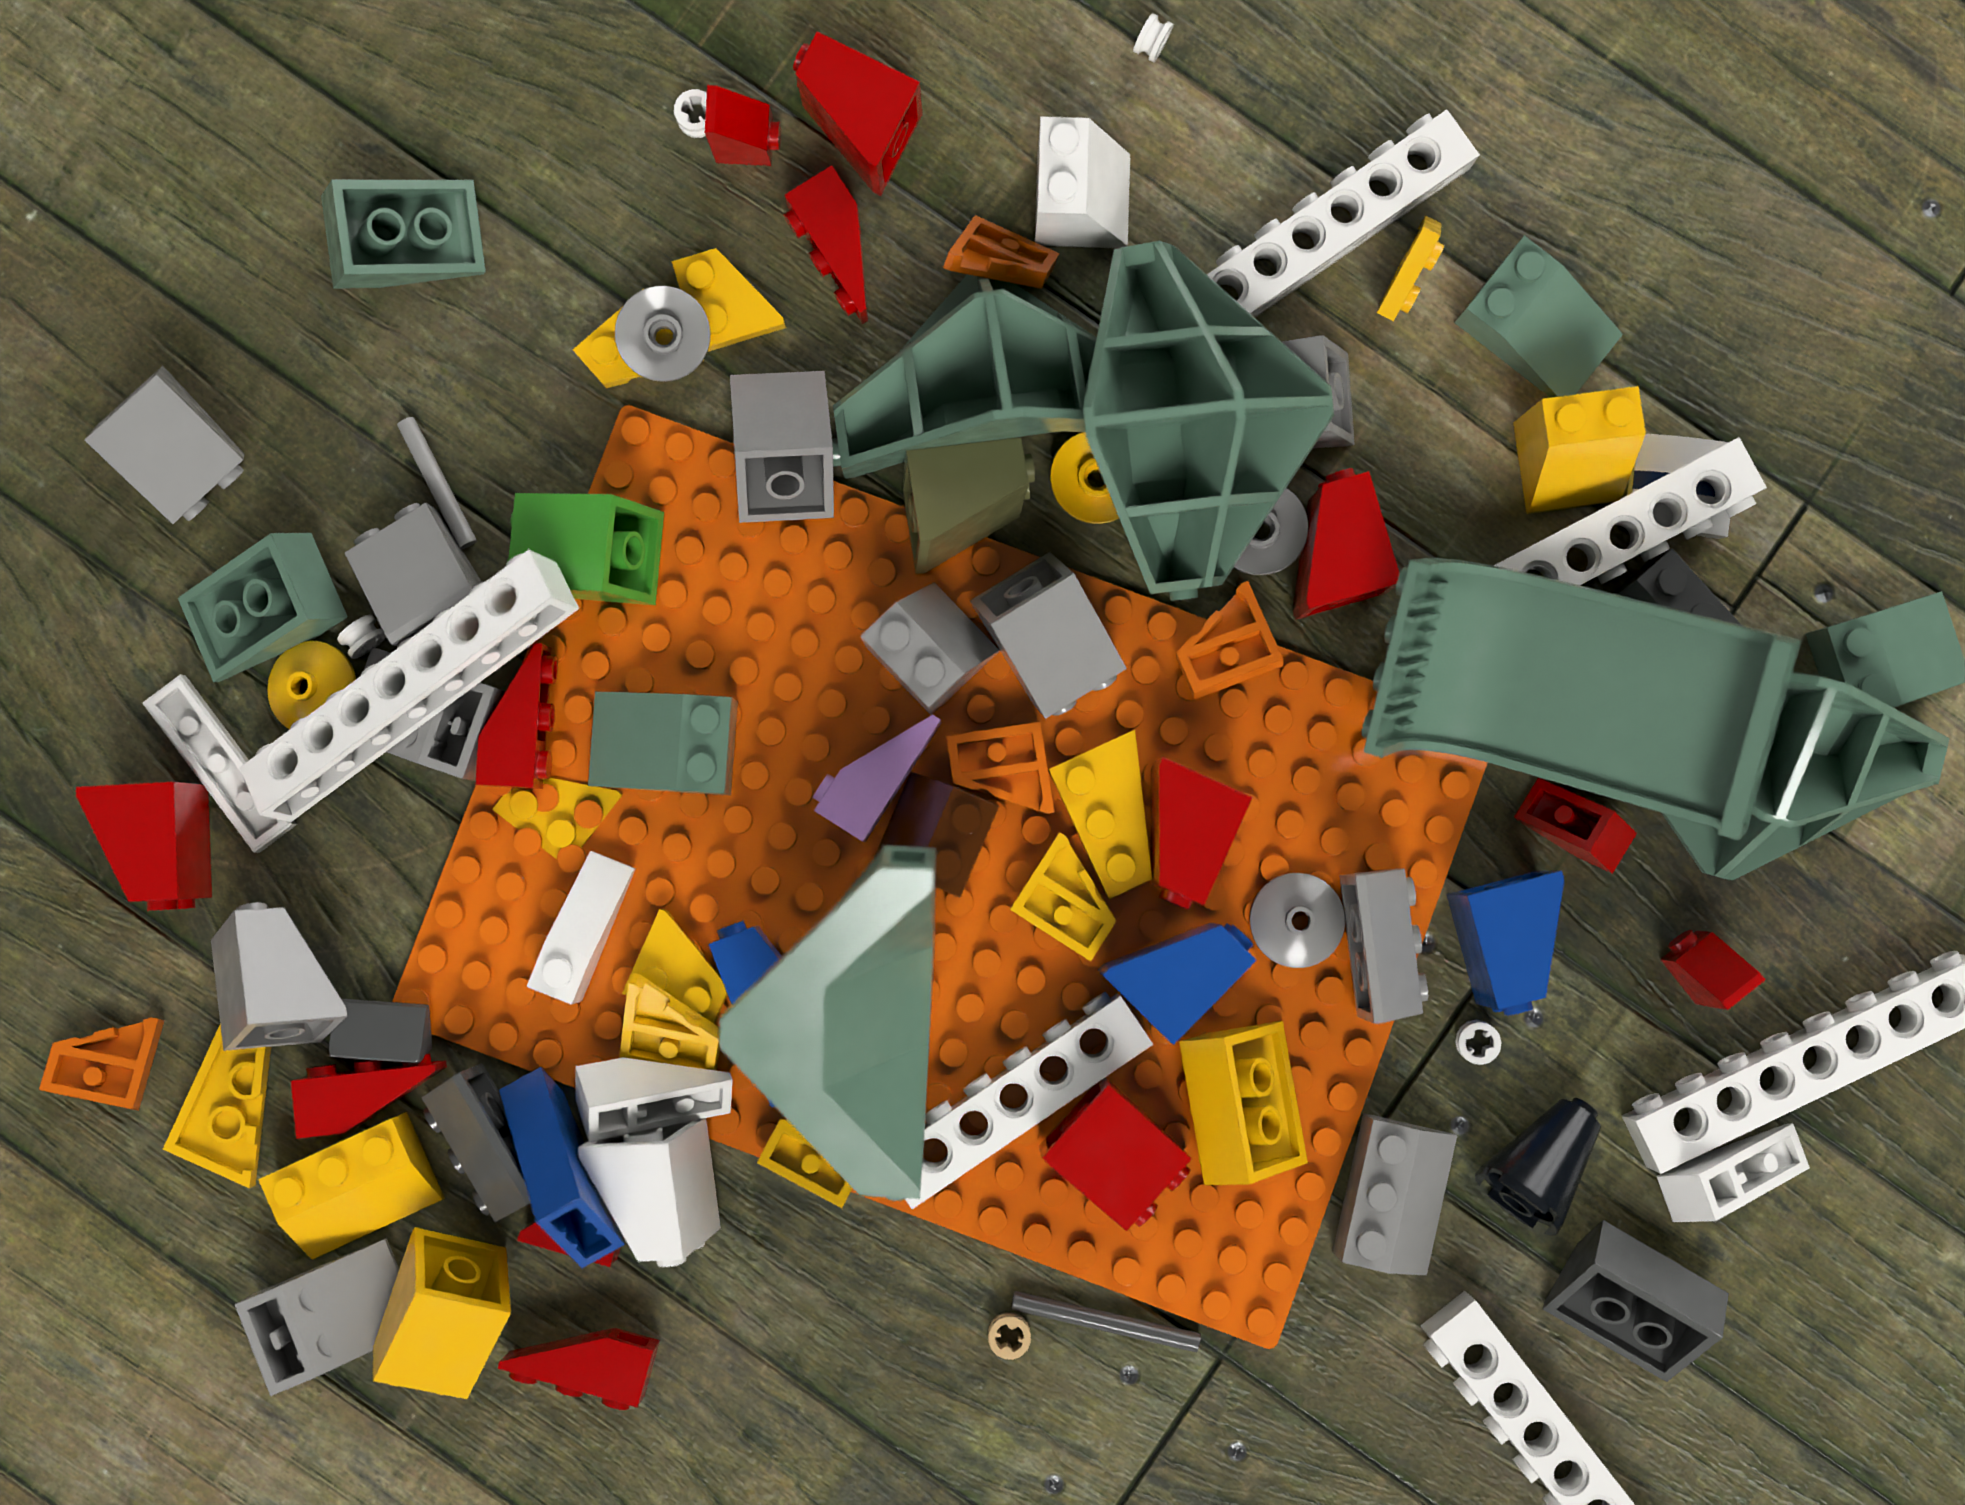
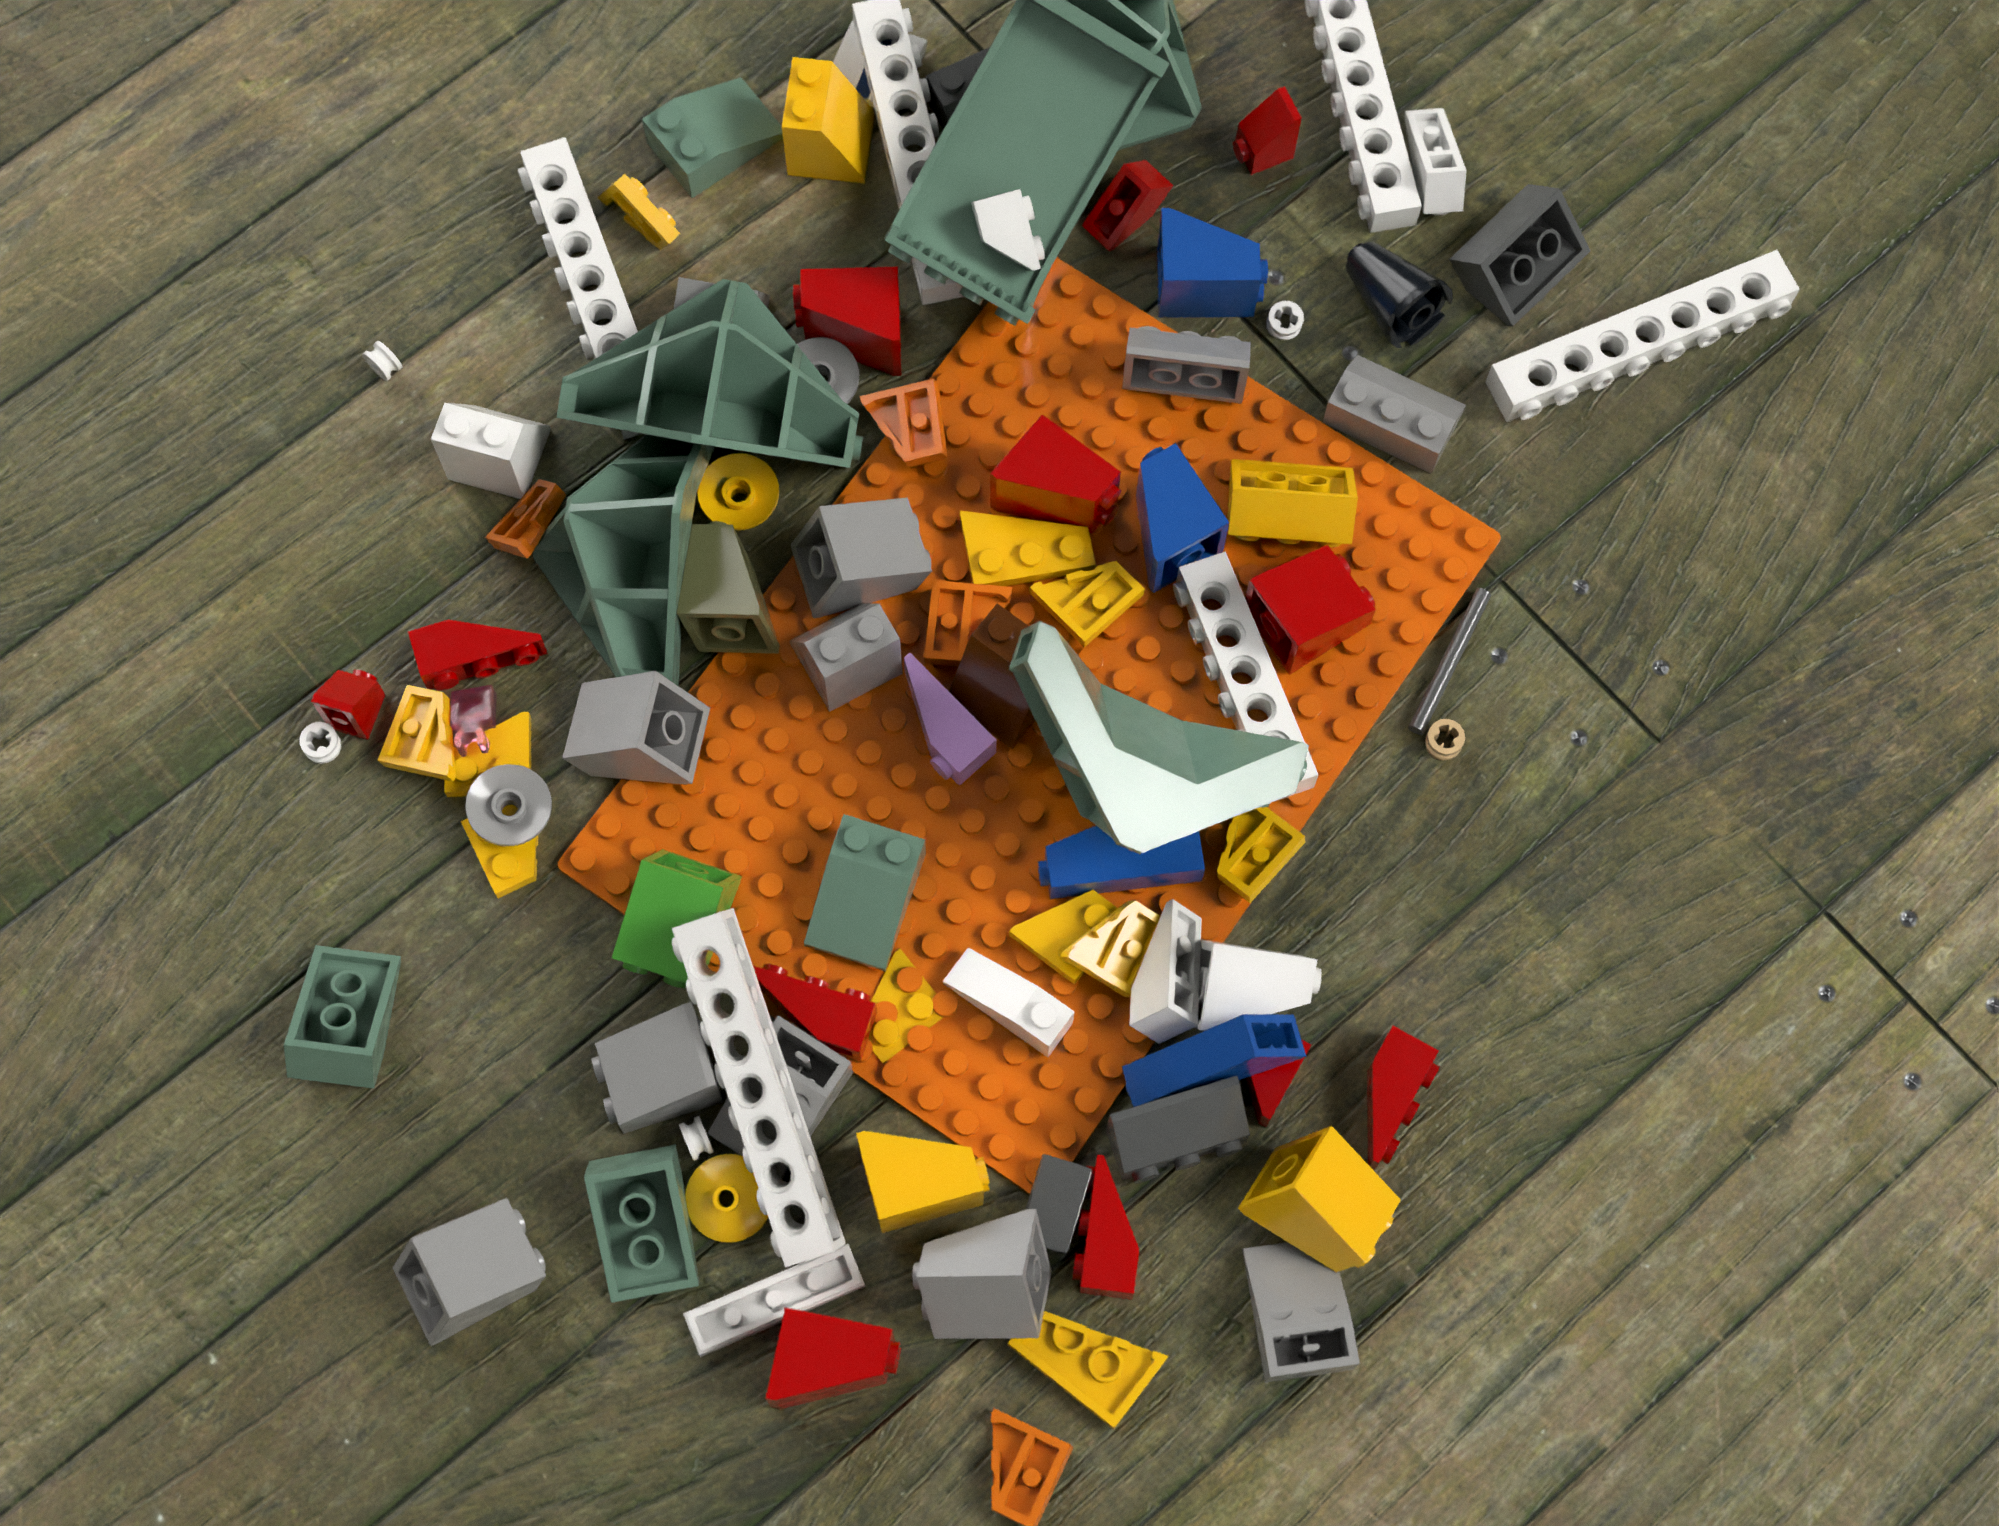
camera: 75 degrees left, 15 degrees down
(352, 1187) = (1189, 1263): yellow slope -> none
(362, 881) = (919, 1178): none -> yellow slope
(436, 482) = (564, 1045): light grey bar -> none
(726, 218) = (421, 735): none -> yellow wing
(763, 262) = (470, 715): none -> clear pink plate
(859, 106) = (365, 599): red slope -> none
(1273, 913) = (1135, 438): light grey dish -> none
(1490, 692) = (1006, 228): none -> white slope

